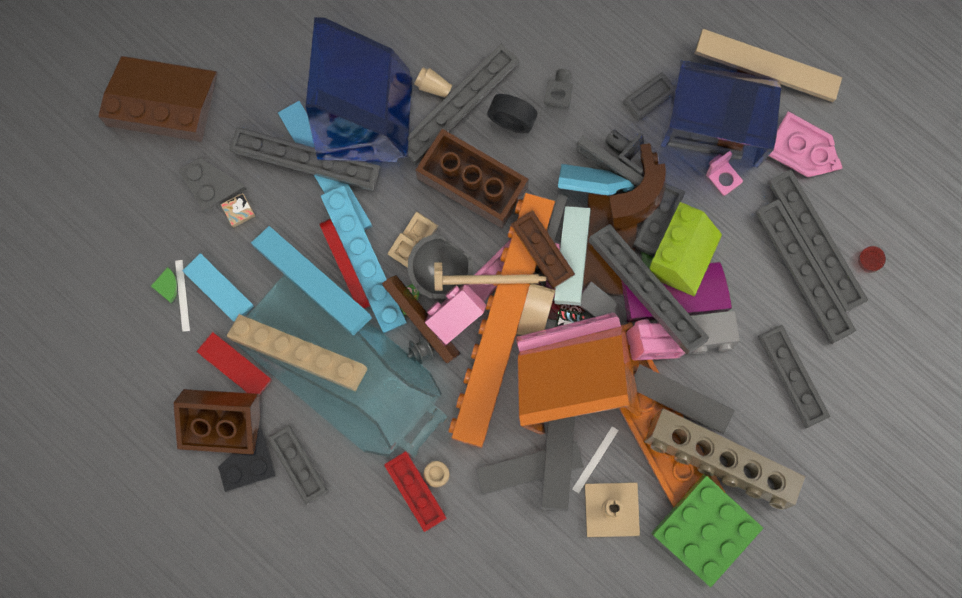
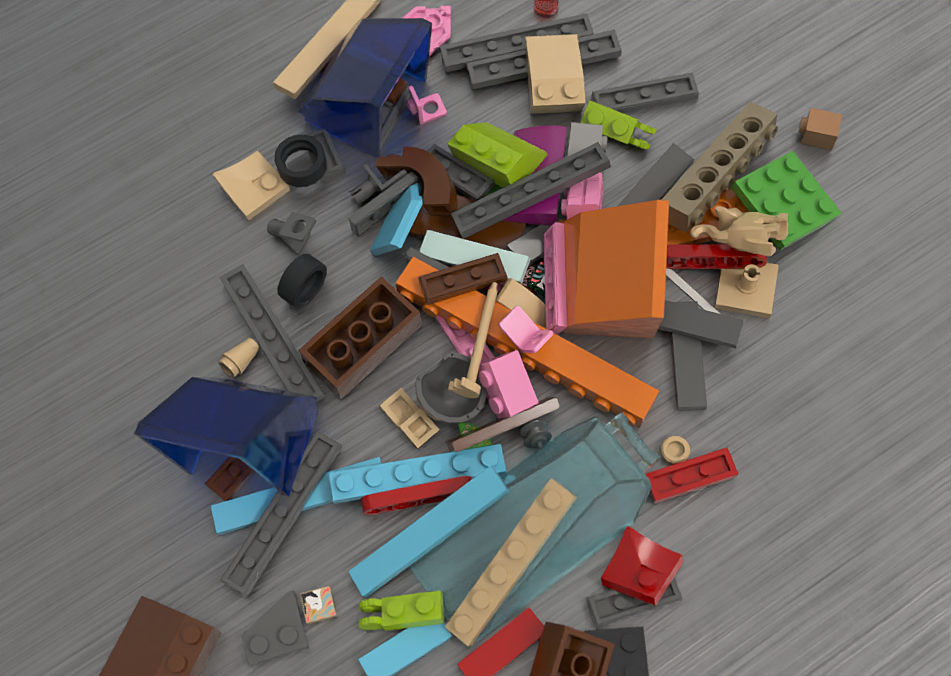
camera: 75 degrees left, 10 degrees down
(245, 279) = (403, 611): none -> lime hinge
(323, 464) = (641, 568): none -> red plate
(502, 314) = (523, 331): none -> bright pink bracket
(601, 43) = (251, 184): none -> tan plate
(628, 470) = (710, 257): none -> red beam
(641, 62) = (300, 143): none -> black tyre
(653, 494) = (745, 230): none -> tan animal
(749, 355) = (616, 124): none -> lime hinge
(787, 282) = (555, 74): none -> tan slope
(797, 551) = (820, 128): none -> medium nougat brick

